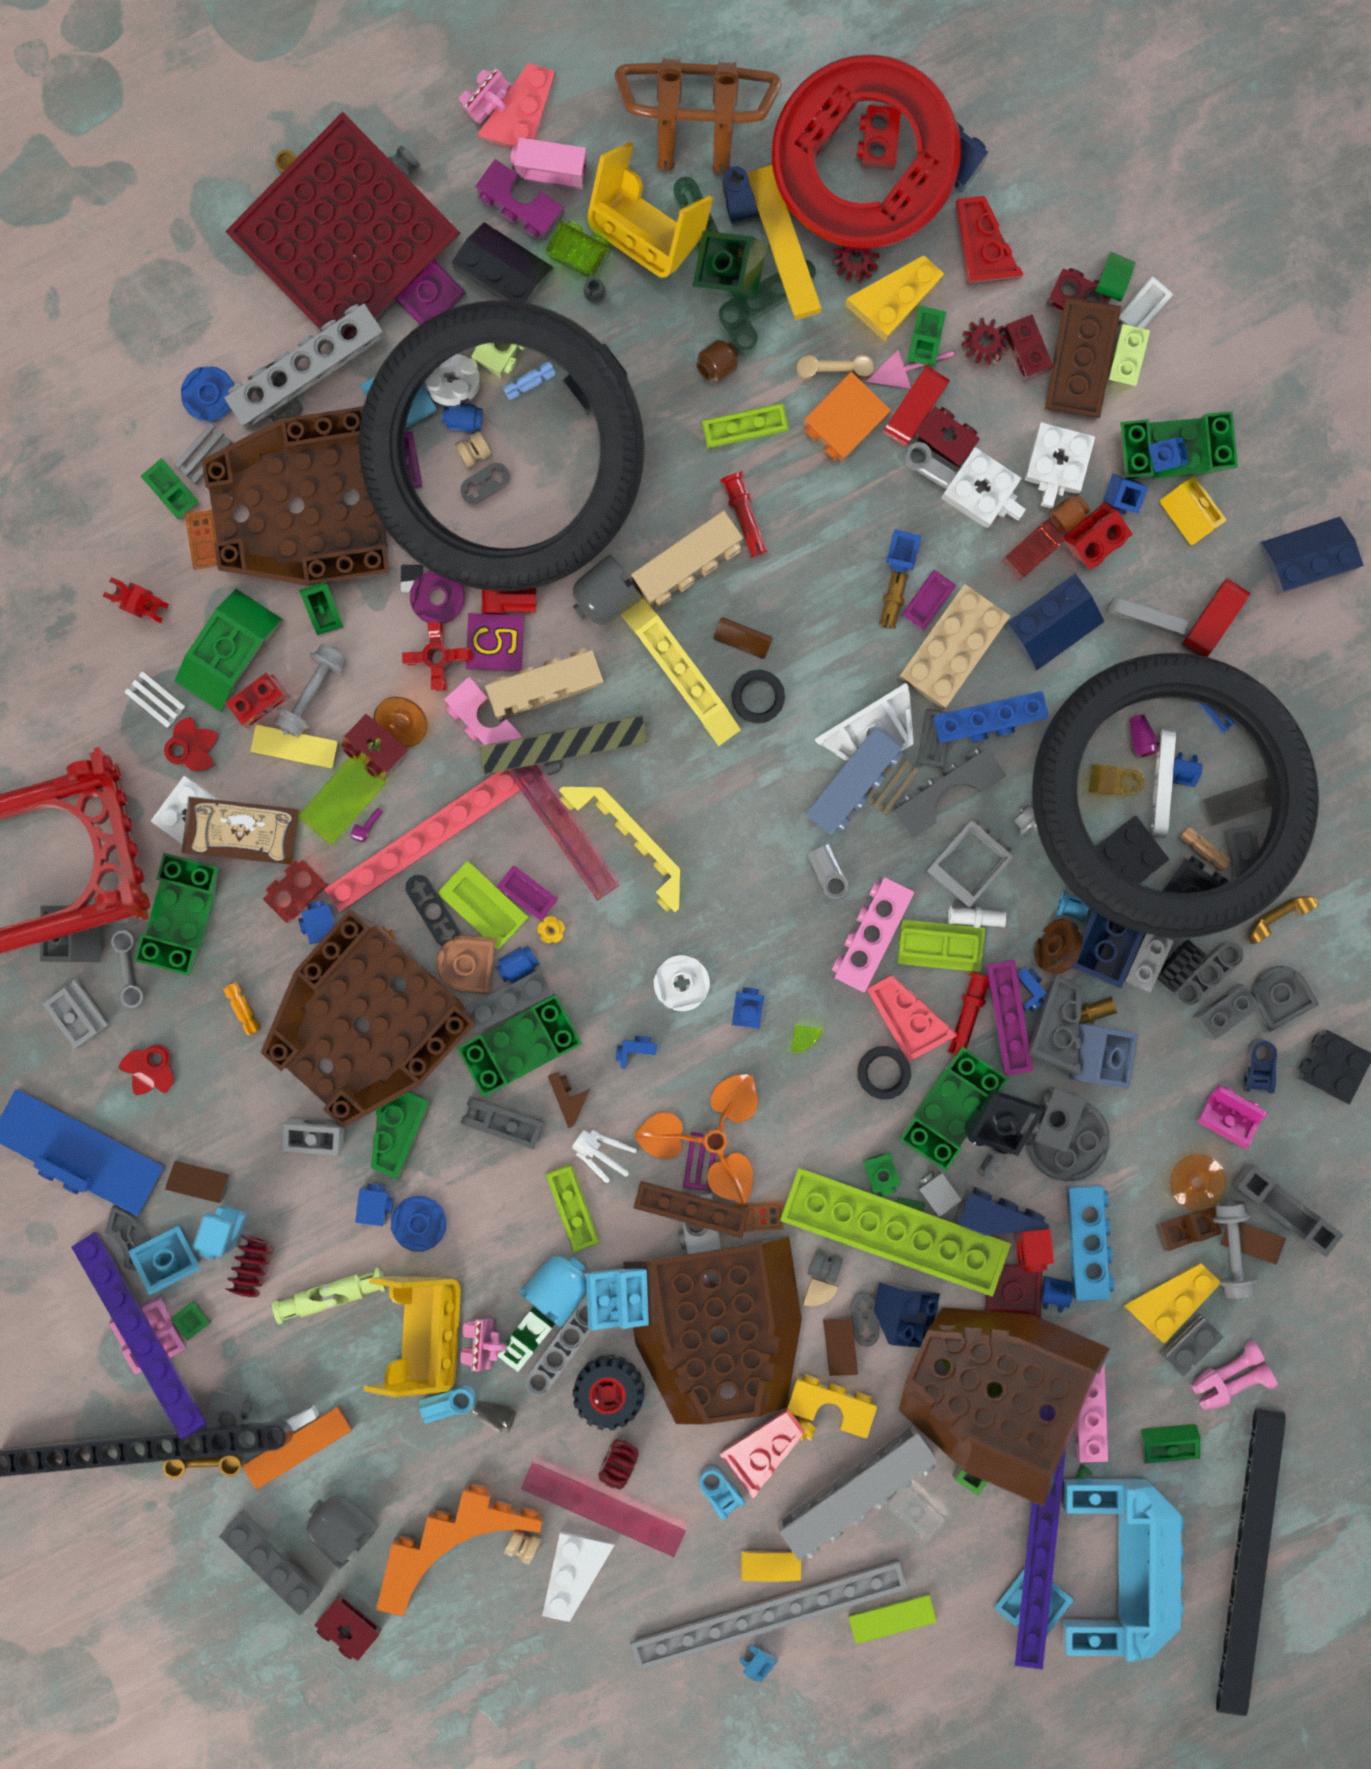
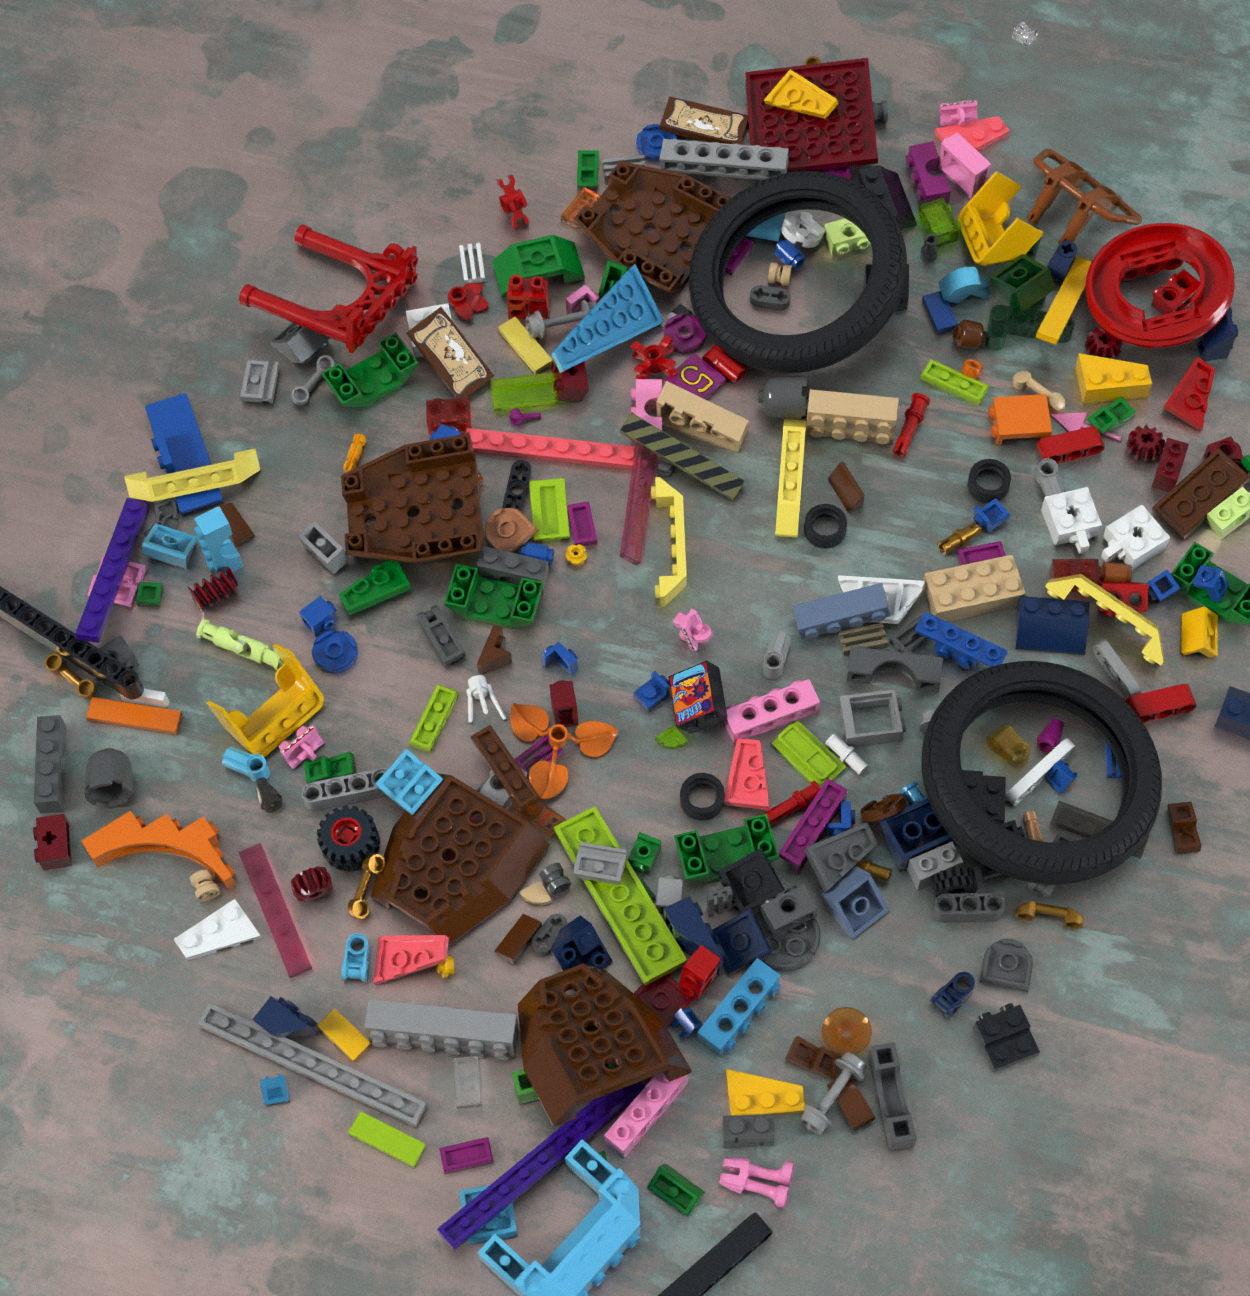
camera: 45 degrees right, 25 degrees down
(146, 1072) = (267, 442): red plate -> none
(150, 1114) = (193, 480): none -> light yellow slope
(237, 330) = (703, 122): none -> tile
(300, 653) = (574, 299): none -> bright pink bracket
(316, 220) = (801, 96): none -> yellow wing
(365, 649) = (615, 319): none -> dark azure wing
(408, 731) = (597, 367): clear orange dish -> none
(529, 380) = (845, 266): light blue axle -> none
(556, 1288) = (377, 747): medium azure cylinder -> none
(664, 355) = (939, 312): none -> blue tile
(666, 308) = (962, 283): none -> medium azure brick
(674, 1445) = (358, 906): none -> pearl gold bar
(684, 1098) = (564, 703): none -> dark red brick
(695, 991) = (625, 657): white plate -> none
(717, 1603) = (281, 1019): none -> dark blue slope
(735, 919) = (692, 629): none -> bright pink hips
(752, 391) = (972, 368): none -> orange axle
(800, 984) = (697, 697): none -> brick
(856, 1409) = (468, 949): yellow arch -> none
(857, 1223) = (600, 863): none -> light grey plate
(883, 495) = (992, 466): none -> black tyre
(932, 435) = (1075, 471): dark red brick -> none
(971, 1572) = (466, 1155): none -> magenta tile
(1038, 1181) = (741, 941): none -> dark blue plate
(1042, 579) = (1062, 586): none -> light yellow slope
(1226, 1011) = (961, 939): dark grey brick -> none
(1231, 1116) = (907, 1008): dark pink bracket -> none
(1330, 726) = (1183, 827): none -> reddish brown slope

